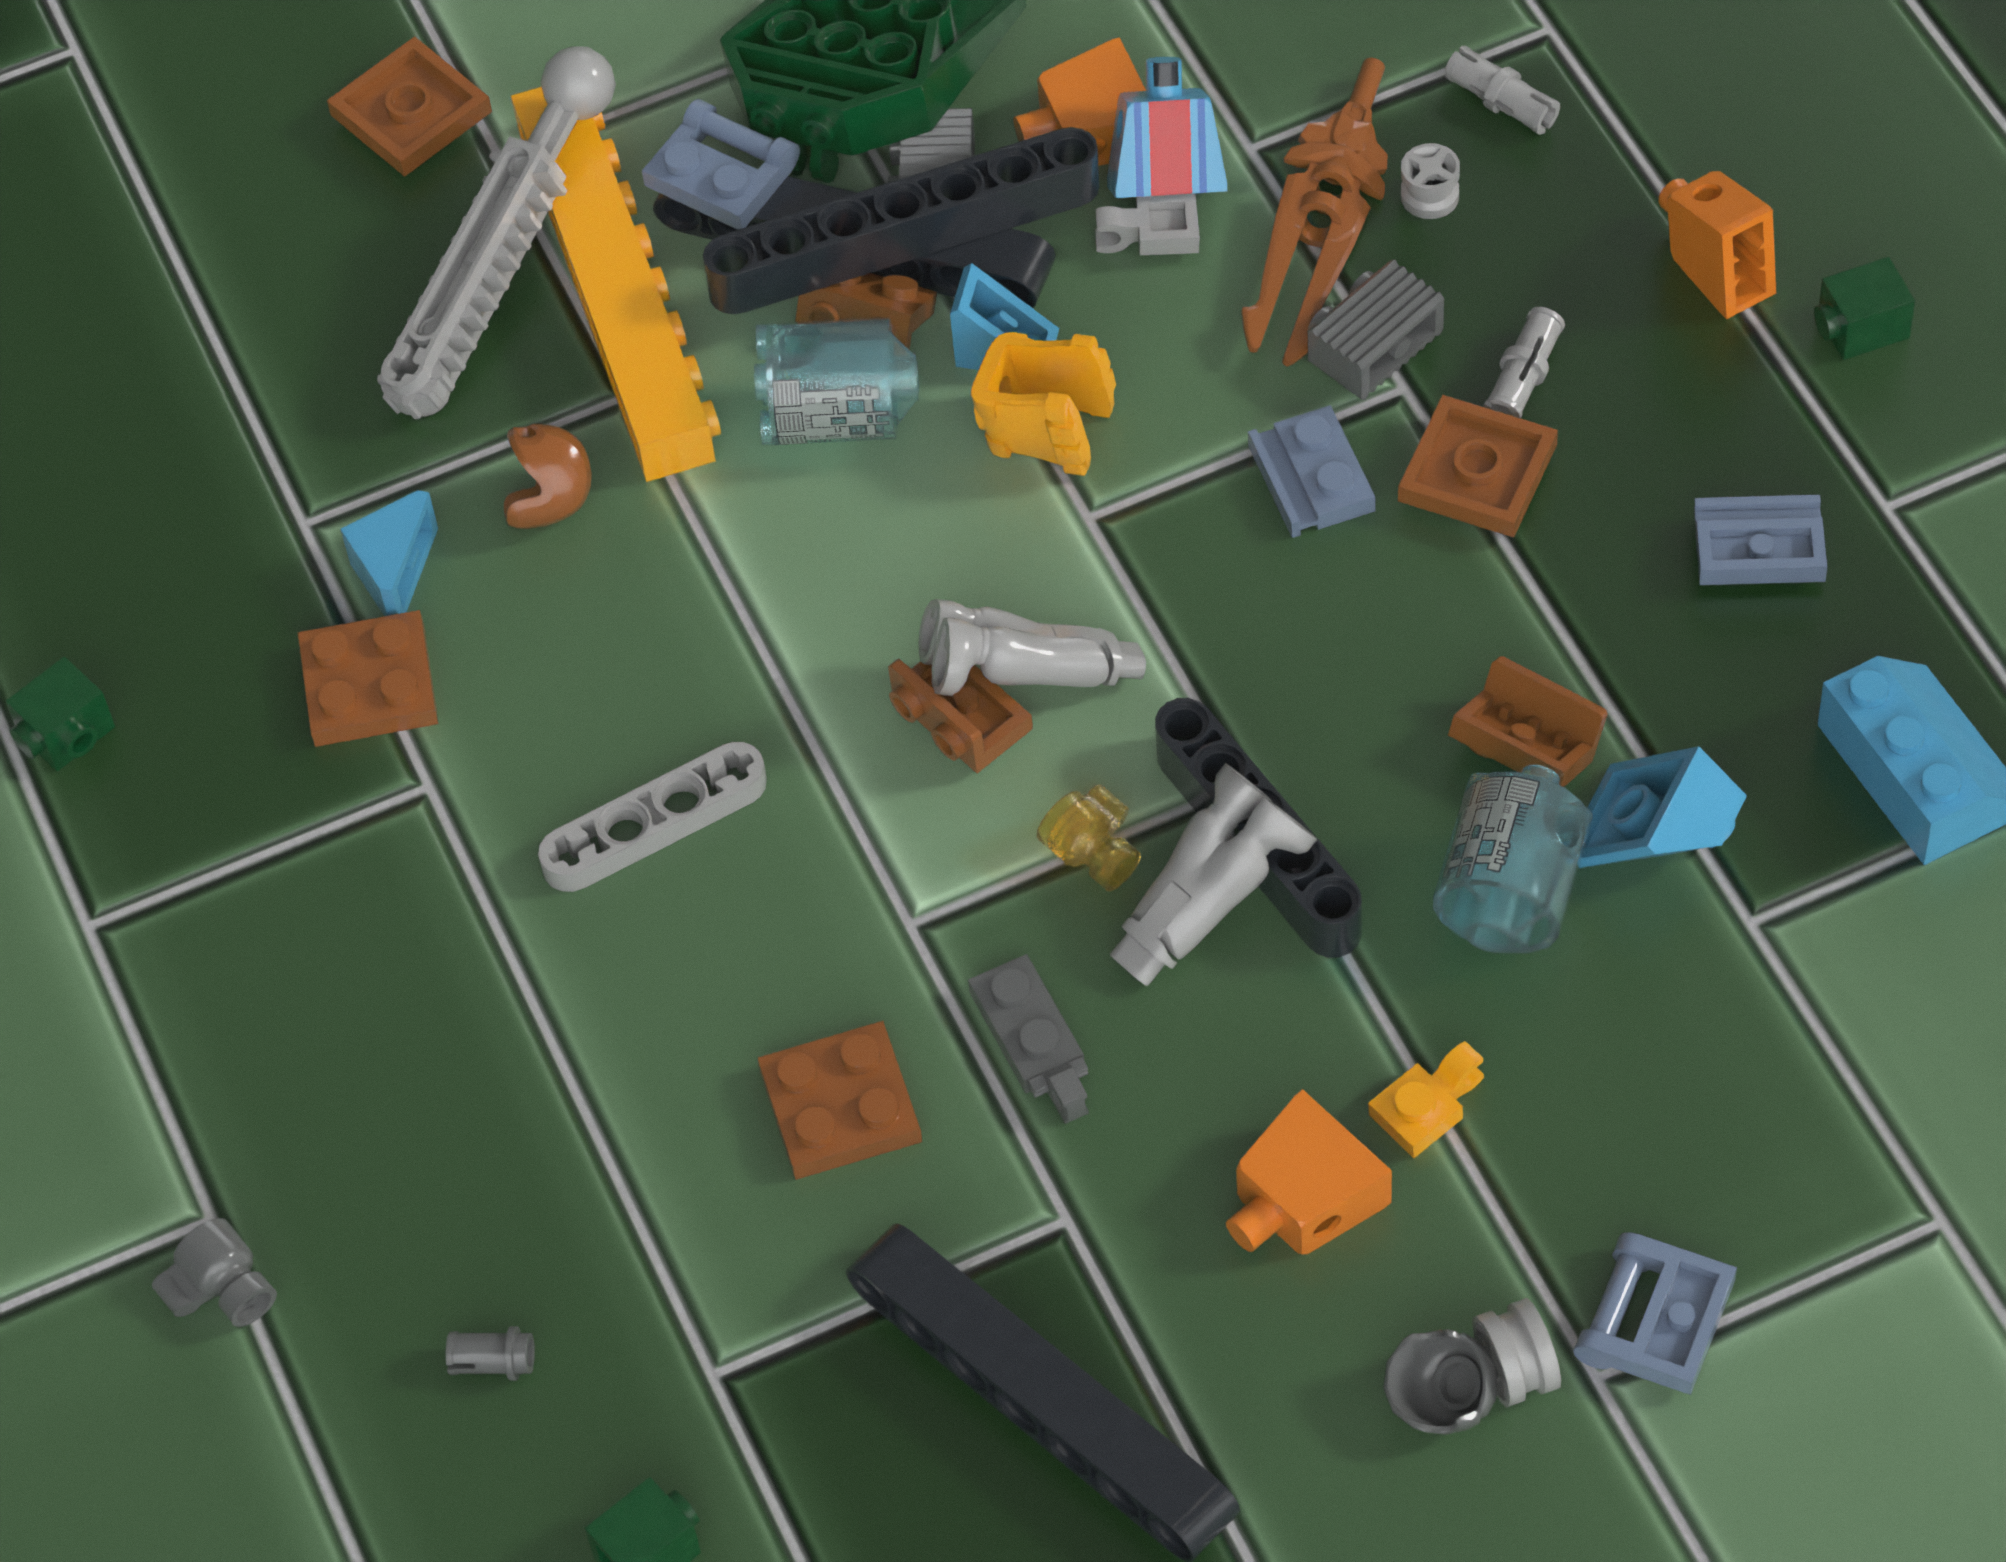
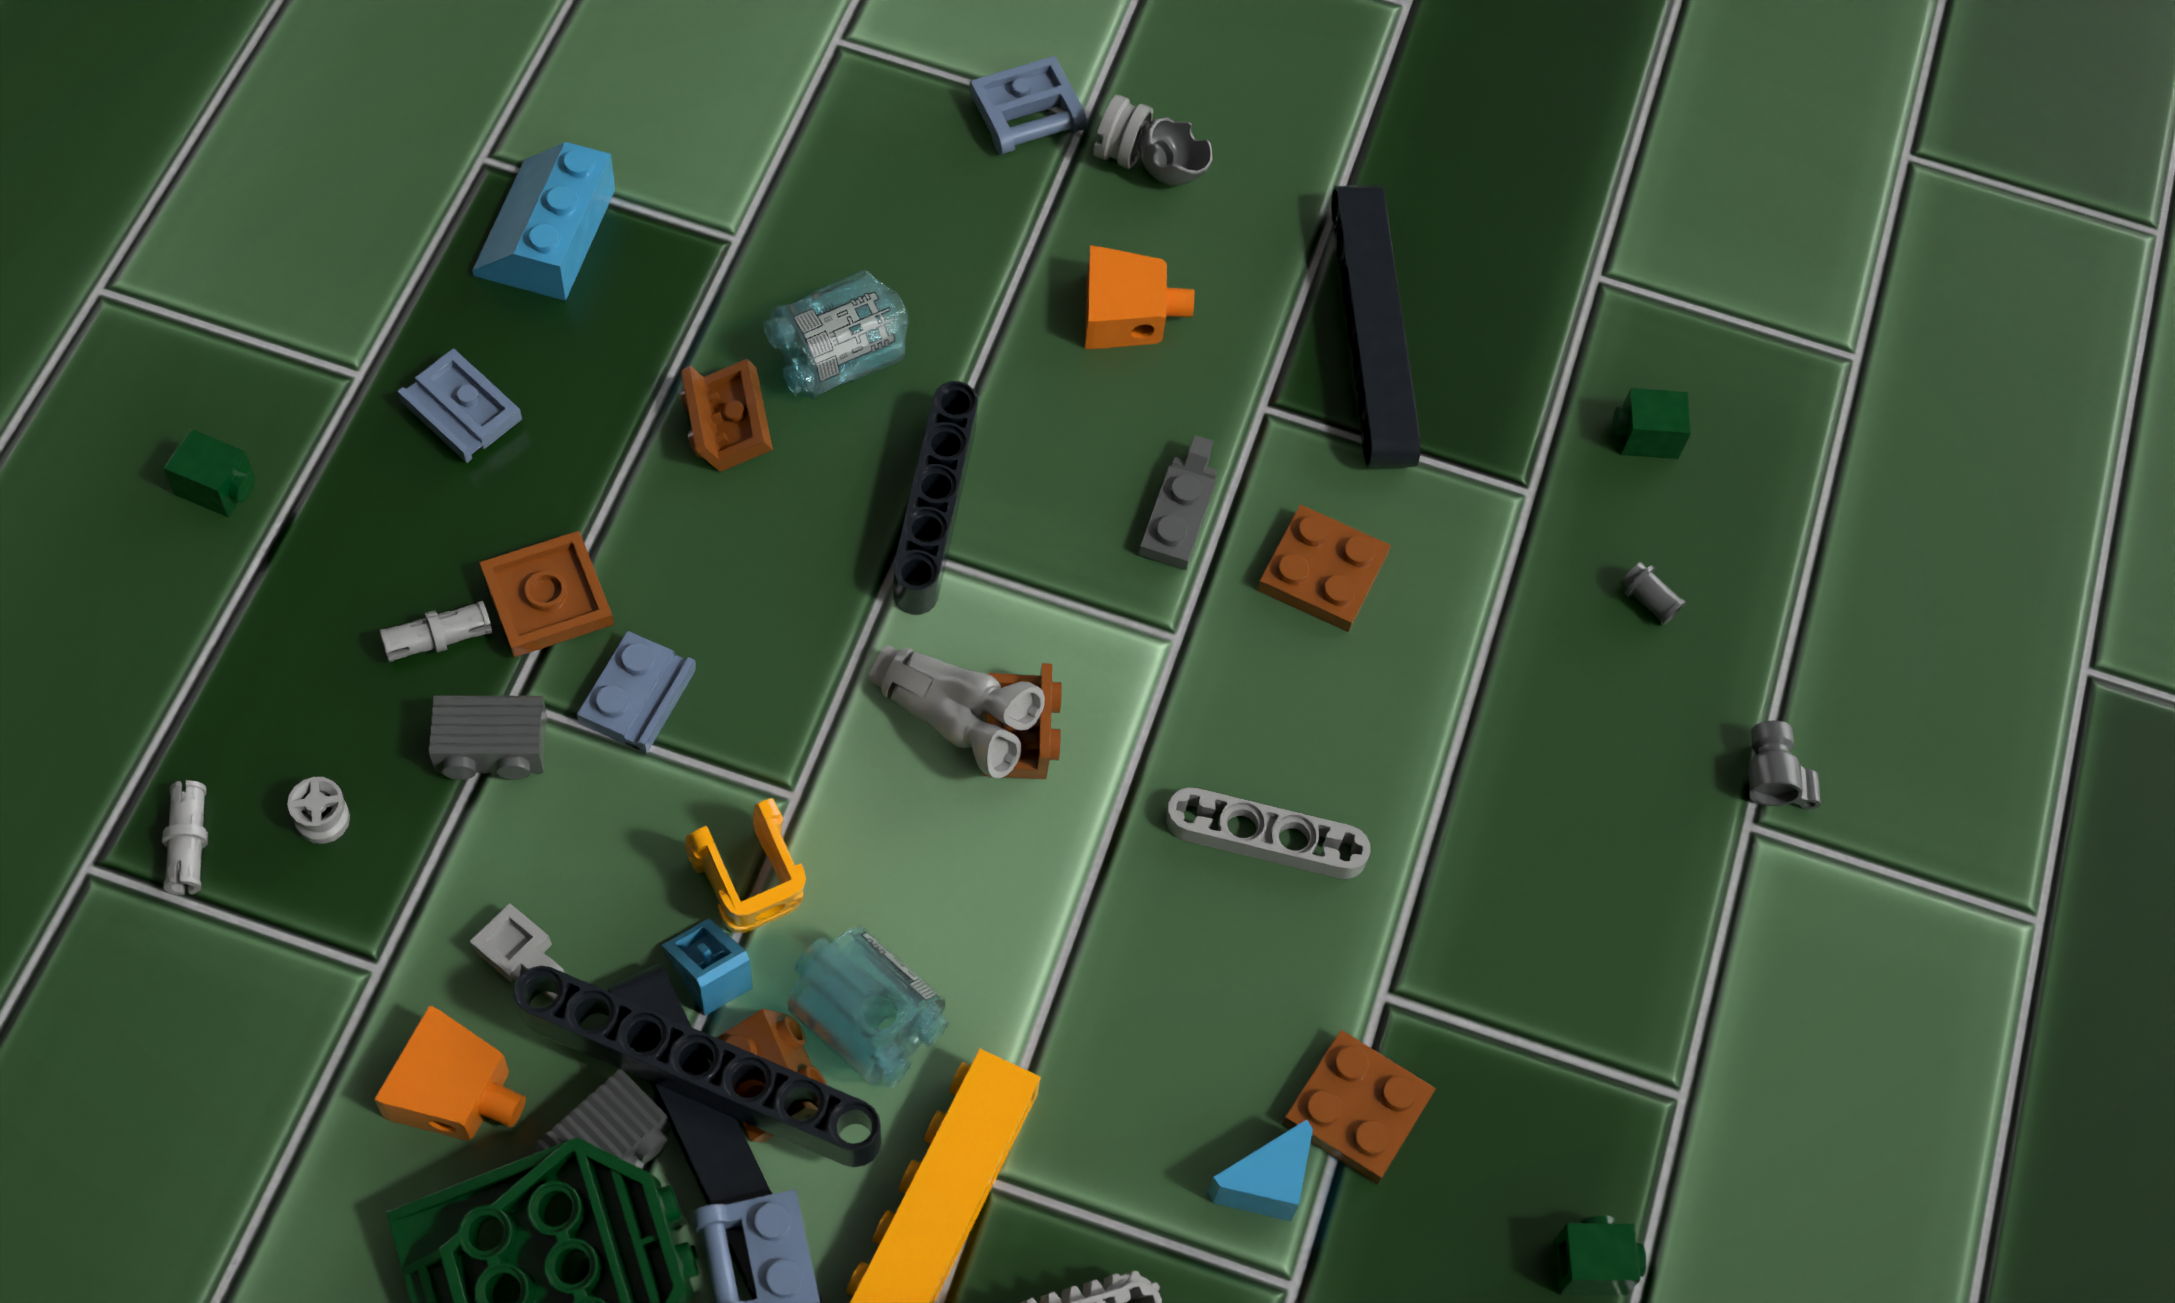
camera: 150 degrees left, 5 degrees up
(560, 471) = (1119, 1127): dark orange helmet -> none
(1081, 834) = (1034, 585): clear yellow piece -> none
(1165, 138) = (454, 978): torso -> none
(1207, 875) = (1000, 471): light grey piece -> none
(1343, 154) = (352, 883): dark orange sword -> none
(1425, 1106) = (1020, 292): light orange plate -> none
(1661, 808) = (725, 308): dark azure slope -> none
(1722, 240) = (225, 582): orange torso -> none

